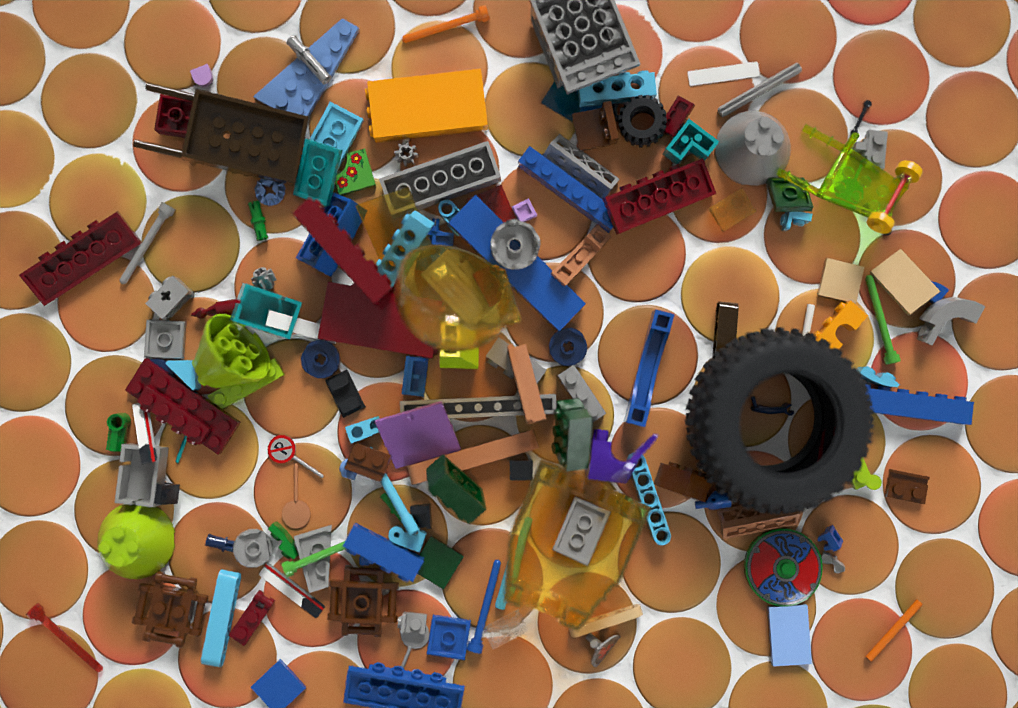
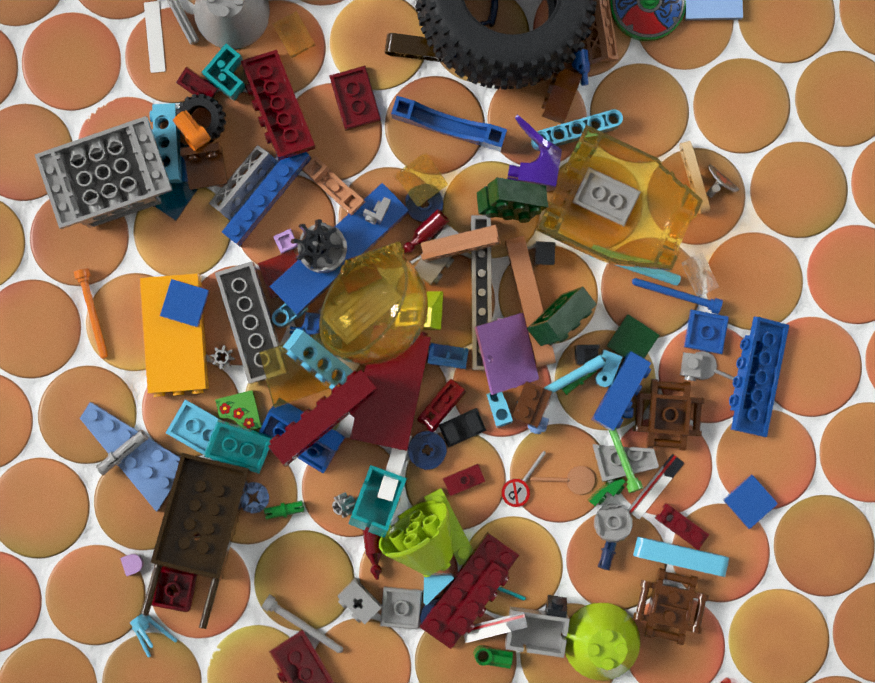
camera: 90 degrees left, 0 degrees up
(140, 86) = (140, 625): none -> medium azure plant
(292, 397) = (464, 479): none -> dark red plate
(365, 372) = (441, 405): none -> dark red plate
(456, 112) = (184, 303): none -> blue tile
(510, 240) = (310, 249): none -> black gear
(539, 350) = (427, 230): none -> dark red wheel
(557, 302) = (380, 209): none -> light grey bracket
(578, 388) = (467, 193): light grey arch -> none
(591, 342) = (421, 179): none -> clear yellow bracket
(625, 113) = (194, 134): none -> orange piece
(671, 274) = (355, 98): none -> dark red tile

